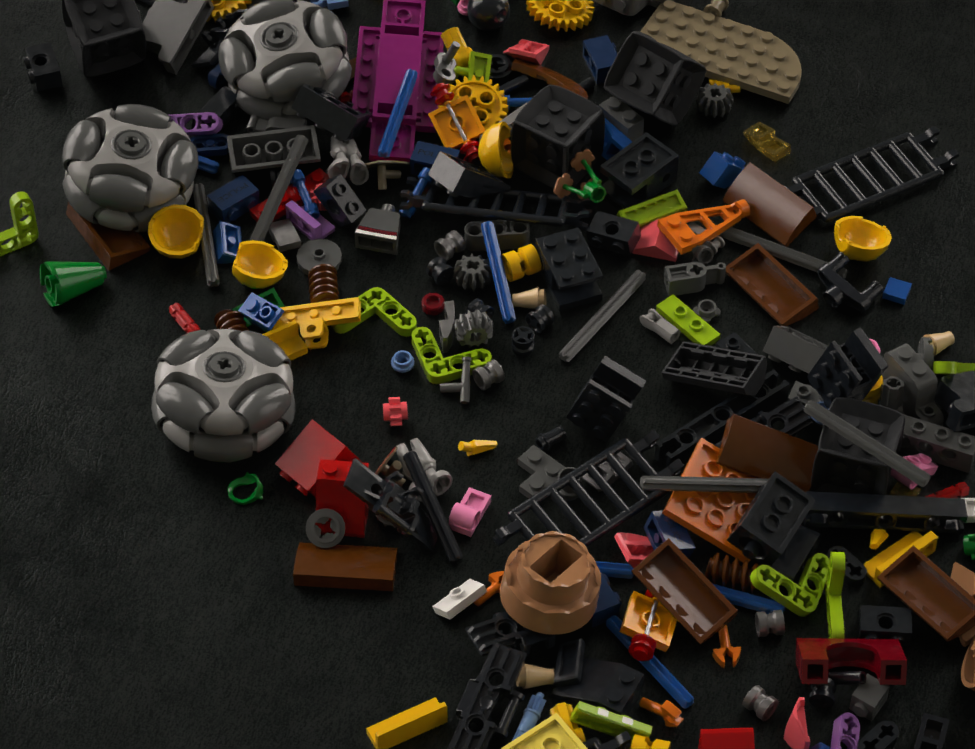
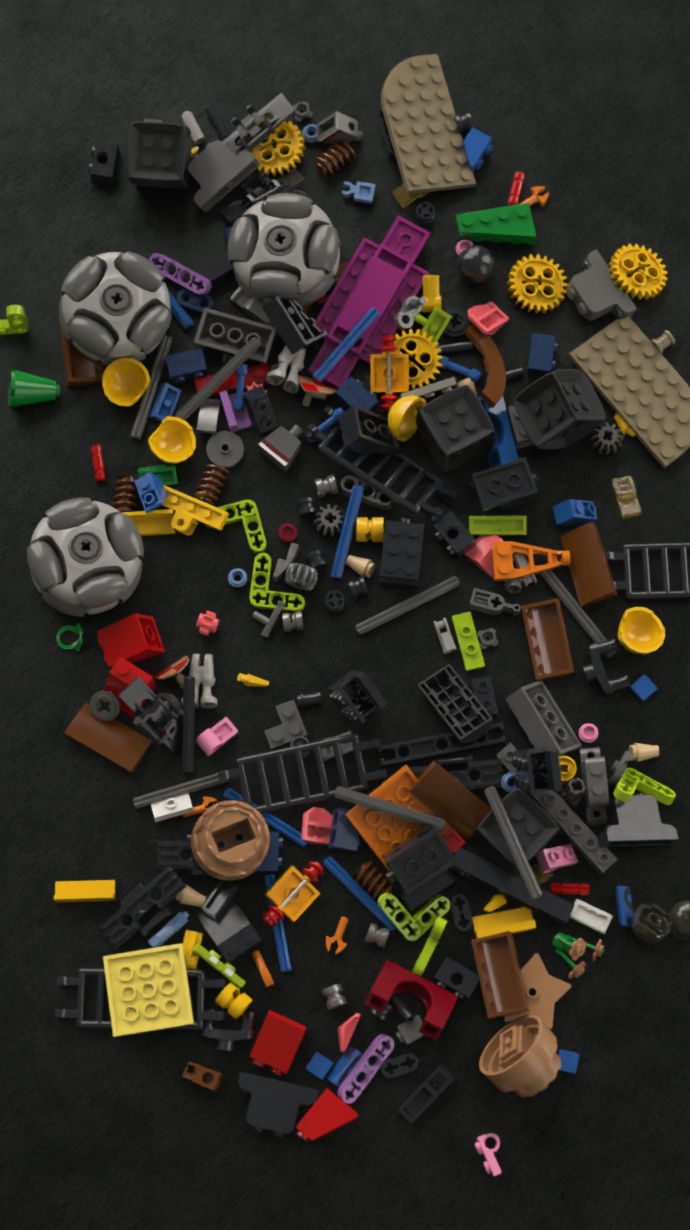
camera: 25 degrees right, 25 degrees up
(468, 572) = (177, 790): none -> dark grey axle
(591, 189) = (458, 484): plant -> none
(685, 591) = (326, 886): reddish brown slope -> none

